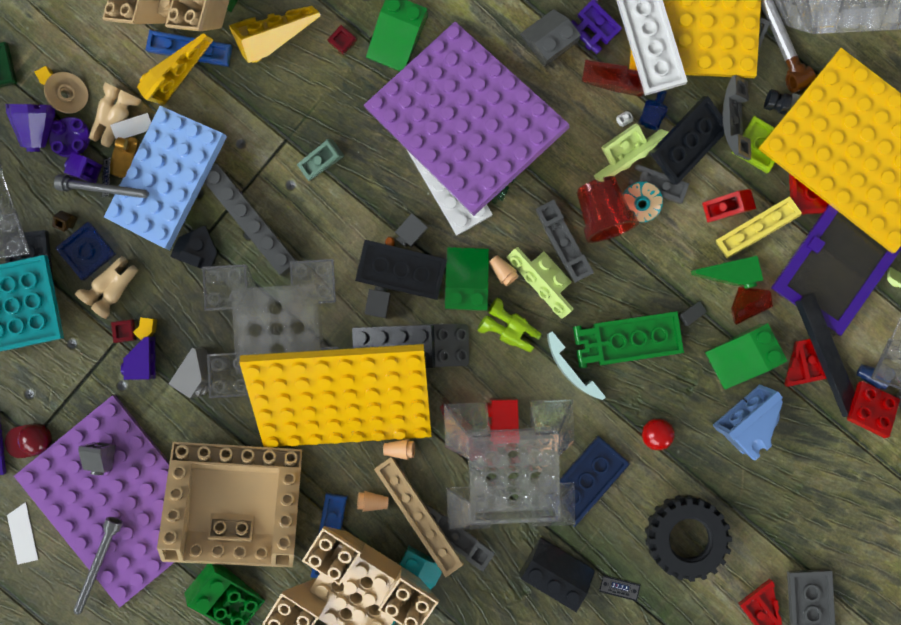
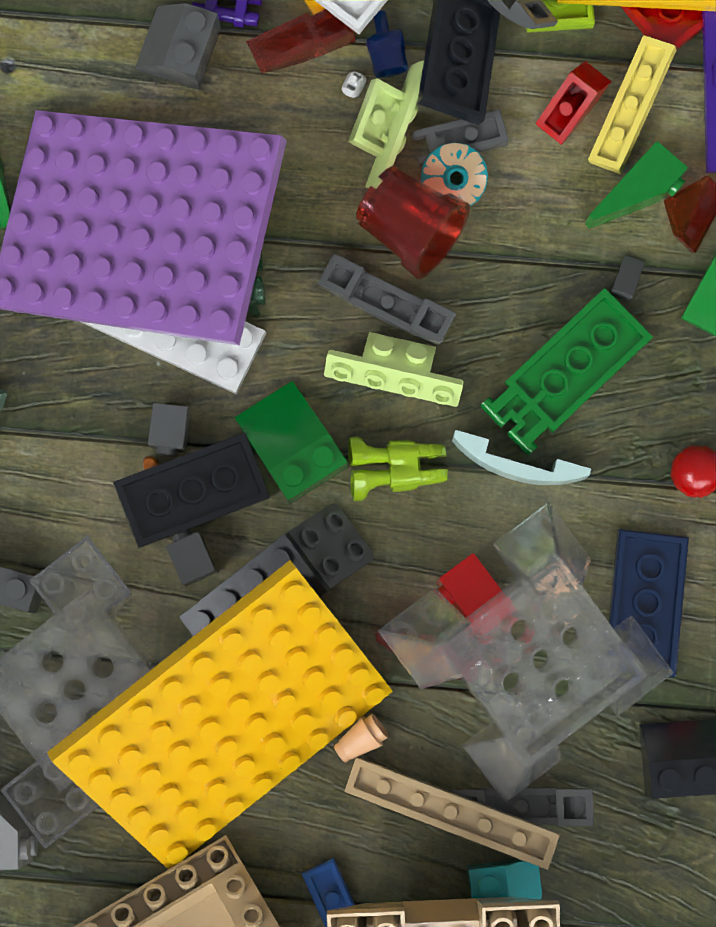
camera: 30 degrees left, 5 degrees down
(370, 501) = (372, 839): light nougat cone -> none
(503, 270) = (332, 395): light nougat cone -> none

